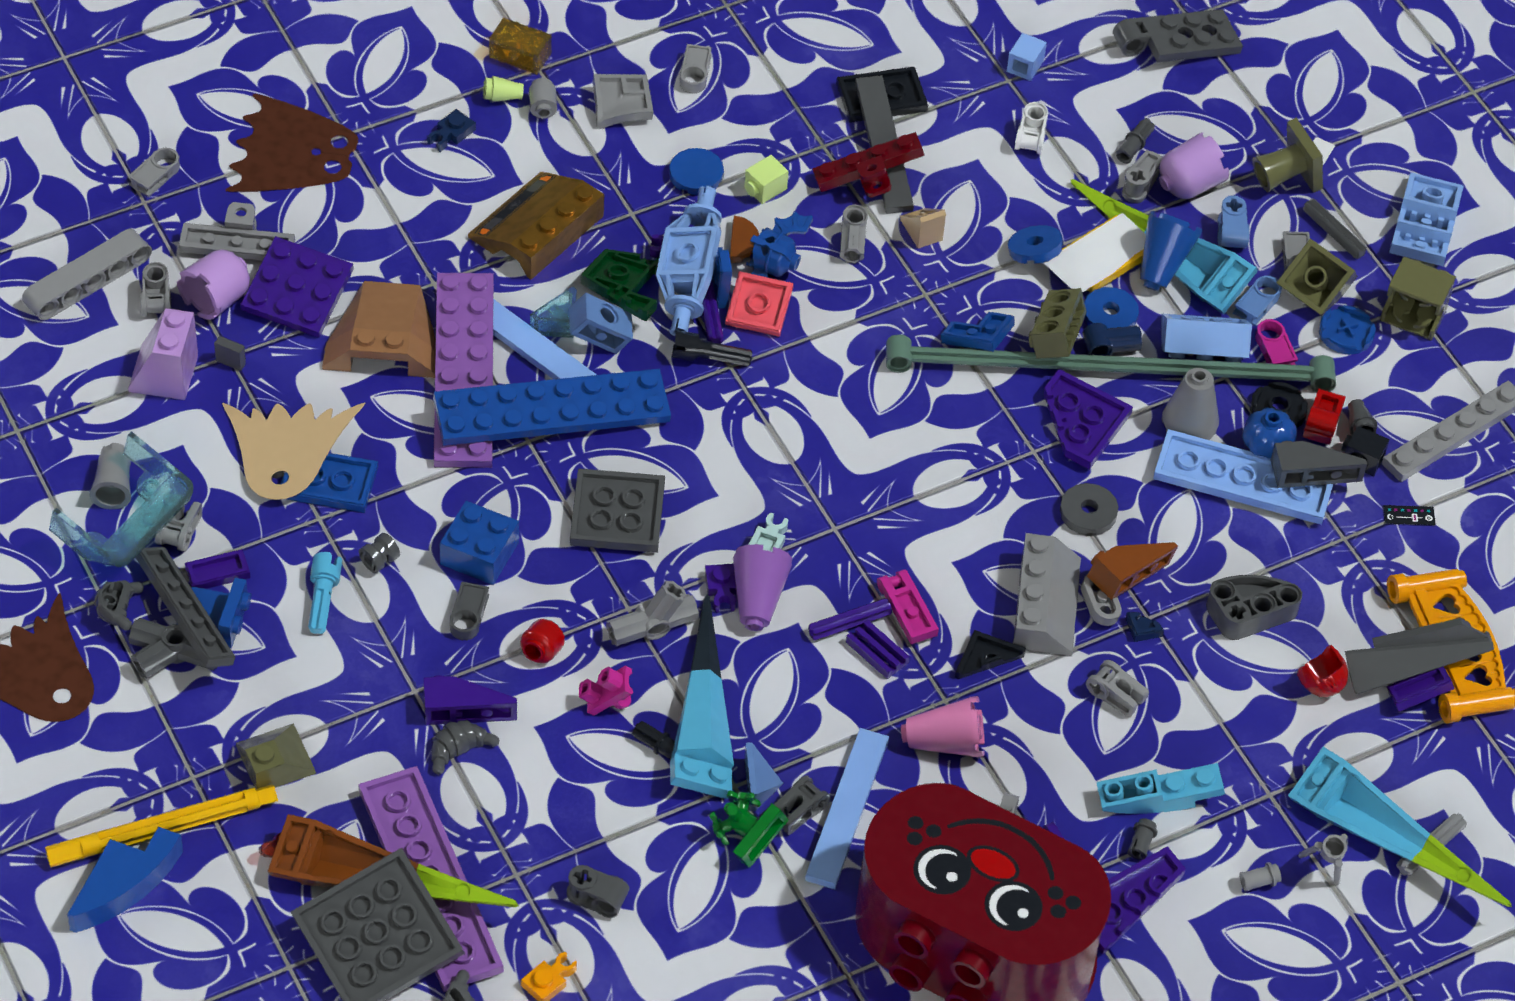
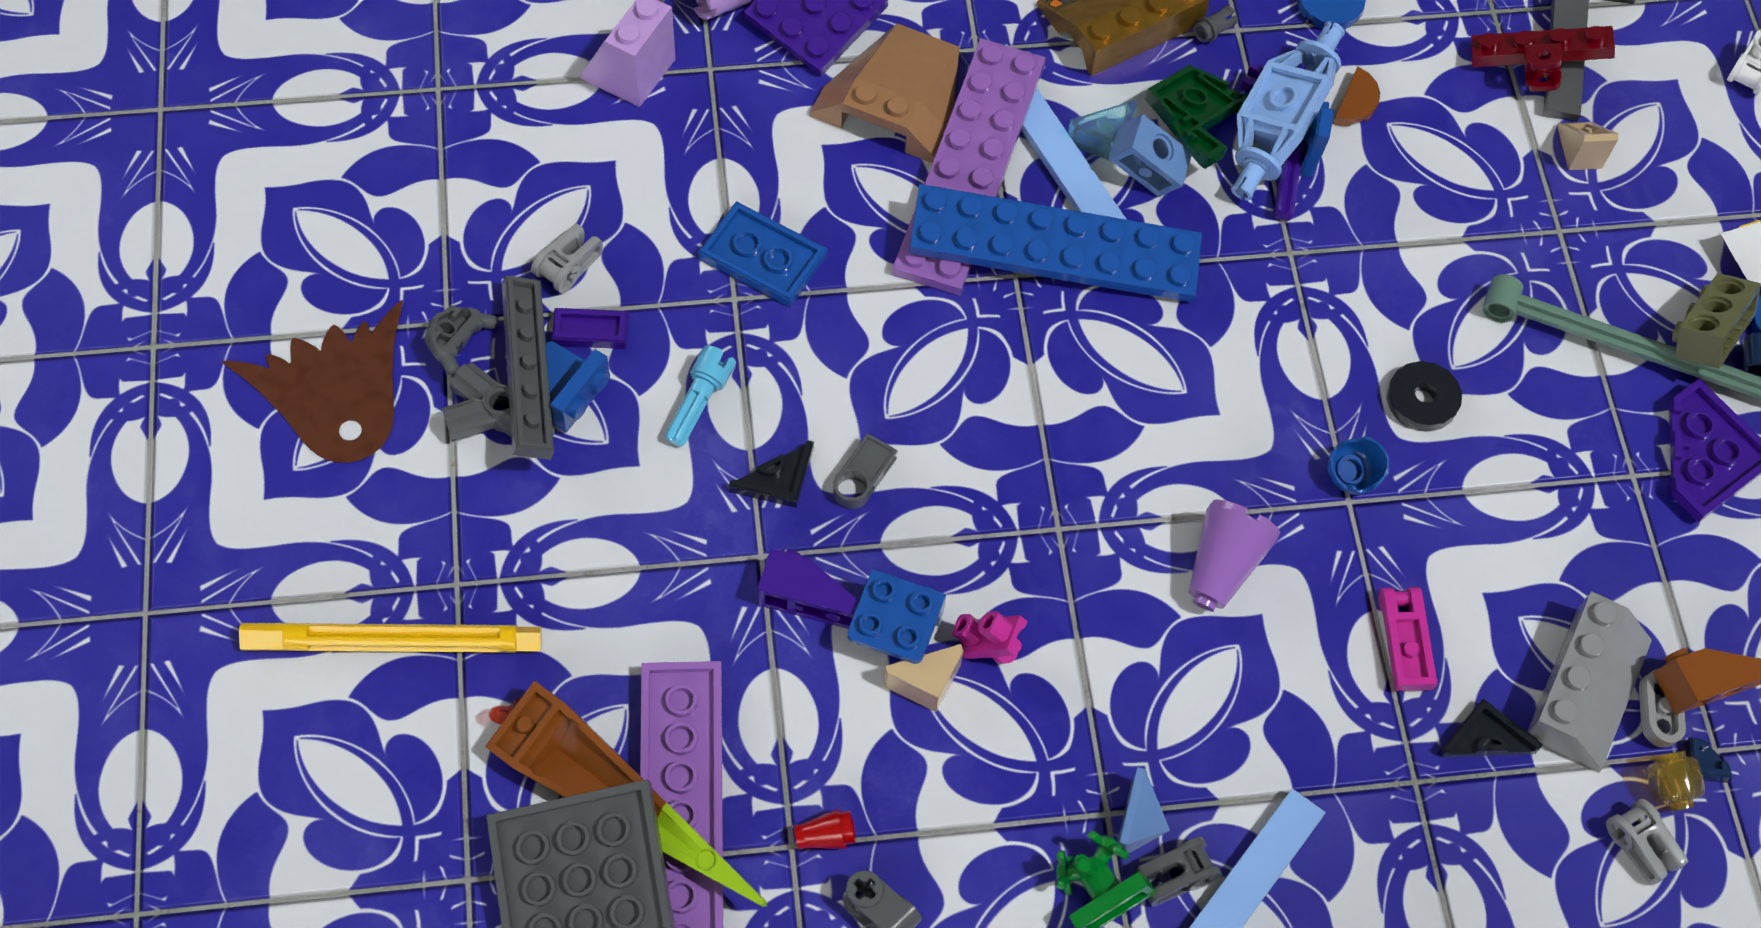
camera: 20 degrees right, 10 degrees up
(112, 478) = (514, 177): light grey plant -> none
(123, 878) = (314, 696): blue slope -> none
(165, 494) = (560, 221): clear light blue windscreen -> none
(230, 353) = (708, 66): dark grey tile -> none
(275, 757) = (560, 591): olive slope -> none
(286, 445) = (729, 198): tan piece -> none
(378, 553) = (781, 366): dark grey wheel -> none
(405, 635) = (777, 479): none -> black tile
(456, 740) = (785, 639): dark grey piece -> none
(479, 542) = (906, 389): blue brick -> none
(535, 695) = (896, 617): none -> blue bracket
(539, 854) = (827, 831): none -> red cone
(542, 641) = (935, 542): red head -> none
(569, 733) = (928, 680): none -> tan slope
(609, 217) = (1209, 27): none -> dark grey pin
(617, 510) = (1088, 398): dark grey plate -> none
(654, 617) = (1084, 554): light grey piece -> none
(655, 739) = (1033, 726): black axle -> none
(690, 347) = (1250, 215): black piece -> none
(703, 744) = (1085, 746): medium azure plate -> none
(721, 585) = (1183, 534): dark purple plate -> none
(759, 304) = (1351, 185): coral tile -> none
(766, 179) = (1411, 33): yellowish green brick -> none
(771, 535) = (1262, 495): light aqua plate -> none
(776, 252) = (1392, 129): blue helmet -> none
(832, 499) = (1358, 465): none -> blue hair
(849, 619) = (1328, 632): dark purple axle -> none
(853, 233) = (1495, 130): light grey piece -> none
(868, 426) = (1428, 378): none -> black tile
(881, 646) = (1349, 652): dark purple tile -> none
(947, 729) = (1404, 831): bright pink cone -> none
(984, 336) = (1616, 307): blue tile -> none
(1035, 243) = (1733, 204): blue tile -> none
(1089, 495) = (1696, 563): dark grey tile -> none
(1124, 642) = (1675, 780): none -> clear yellow head

